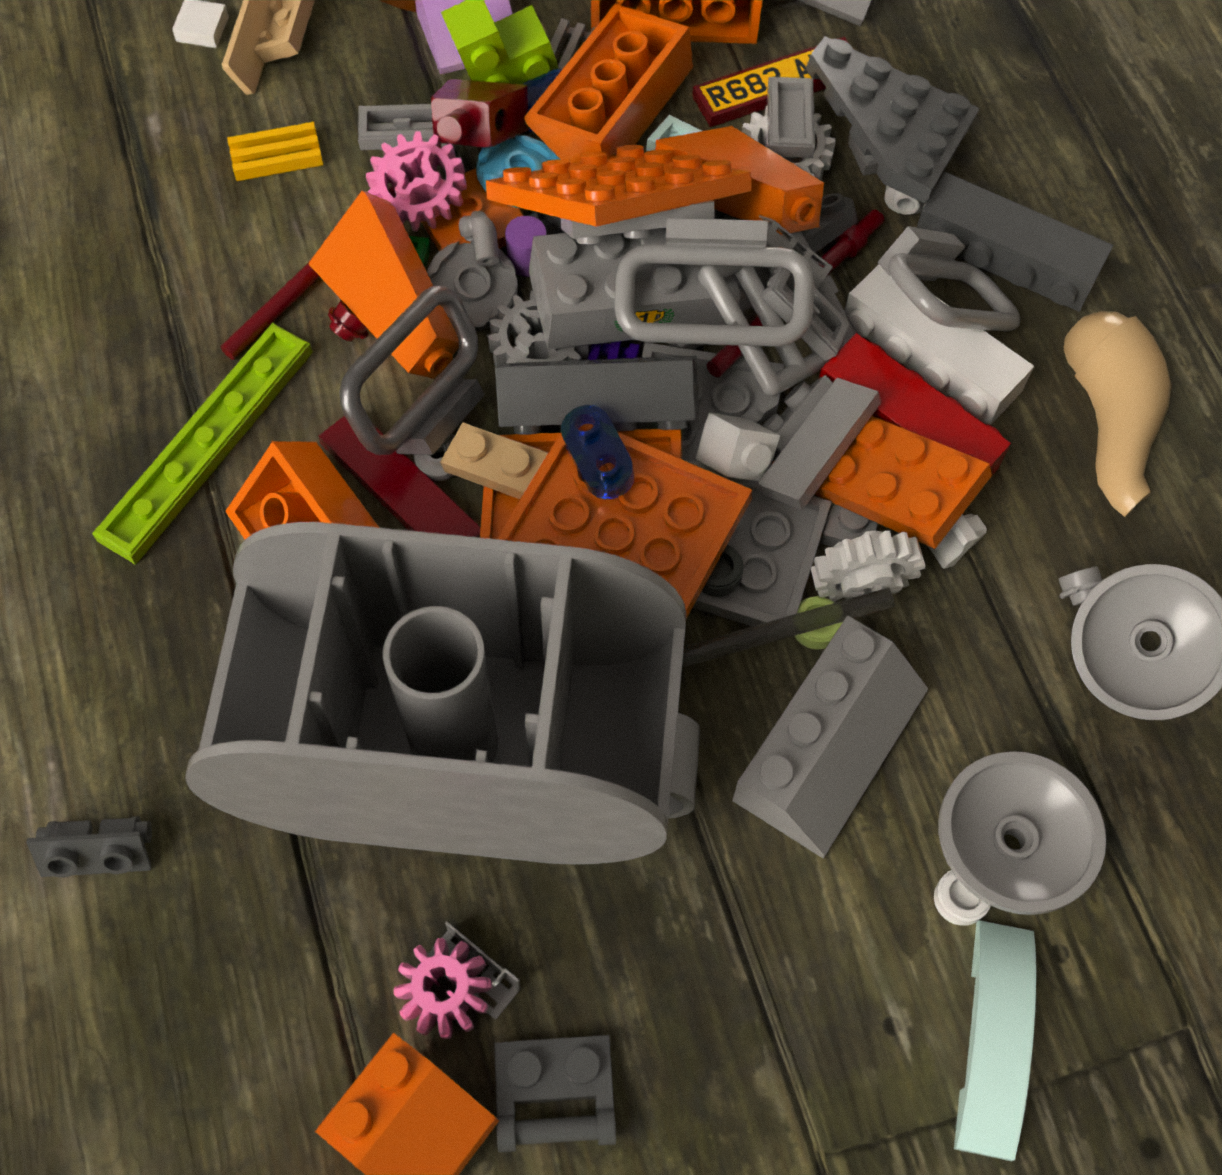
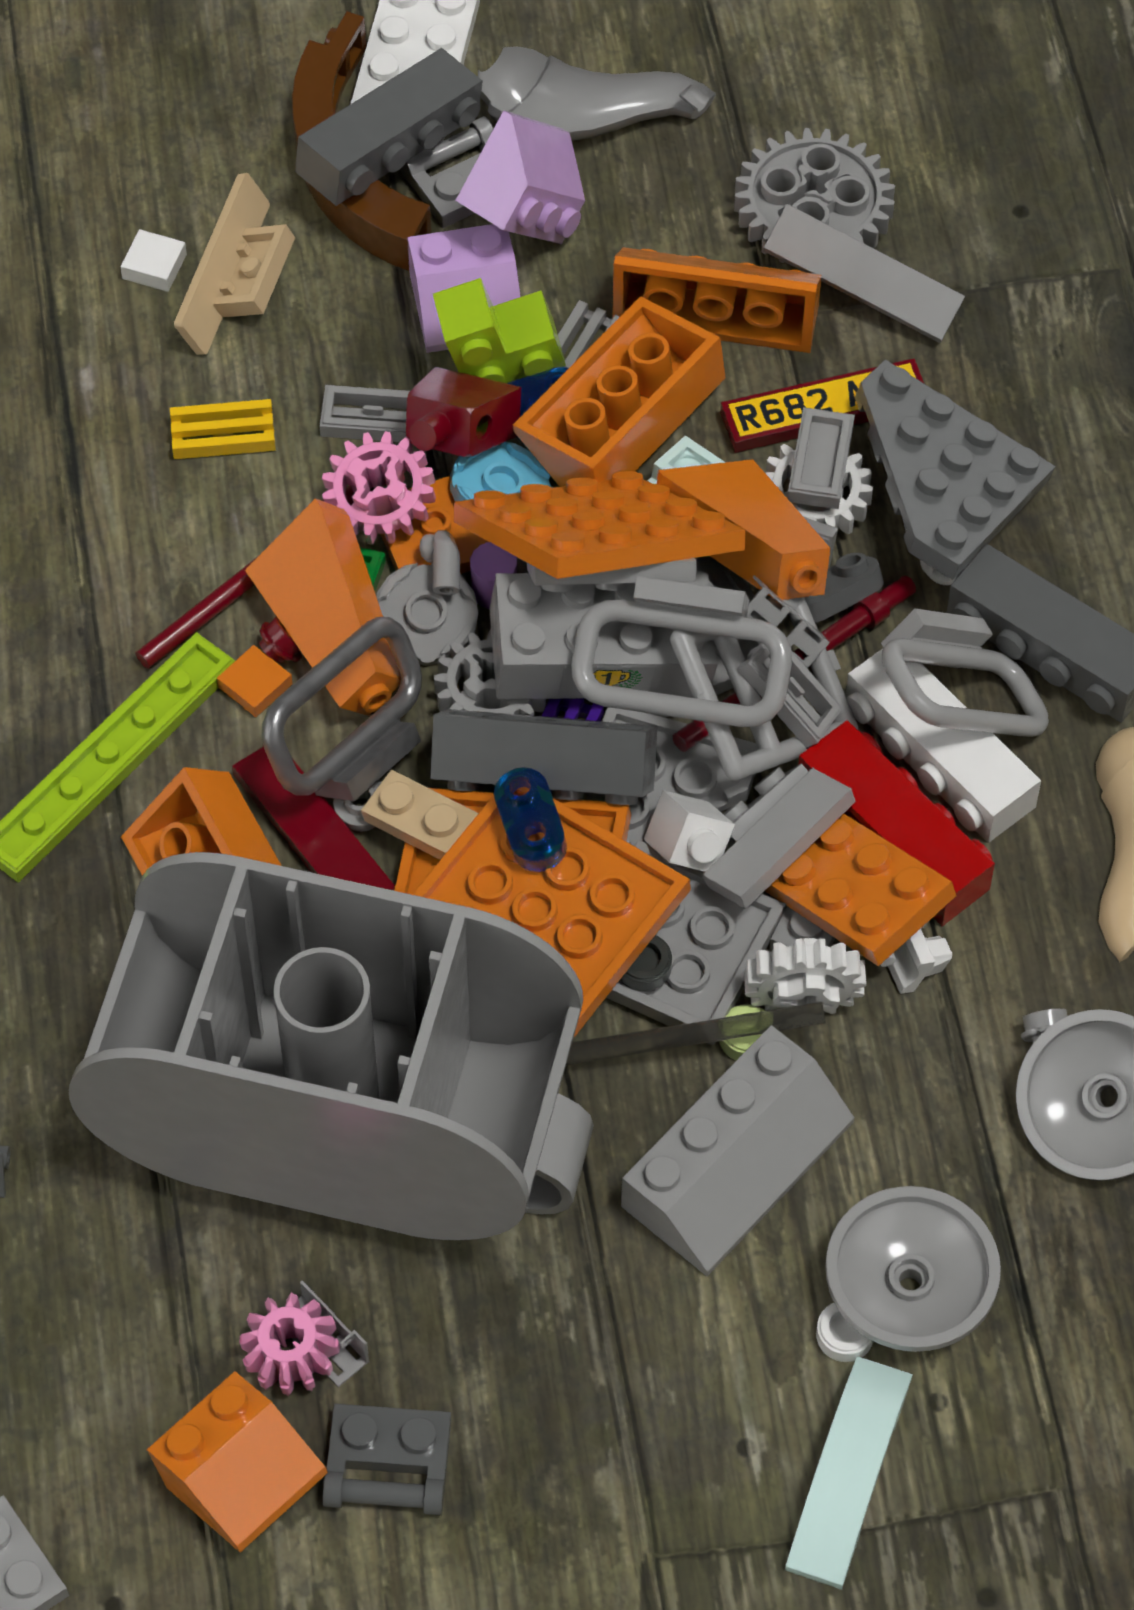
camera: 10 degrees right, 5 degrees down
(328, 359) = (254, 681): none -> orange tile

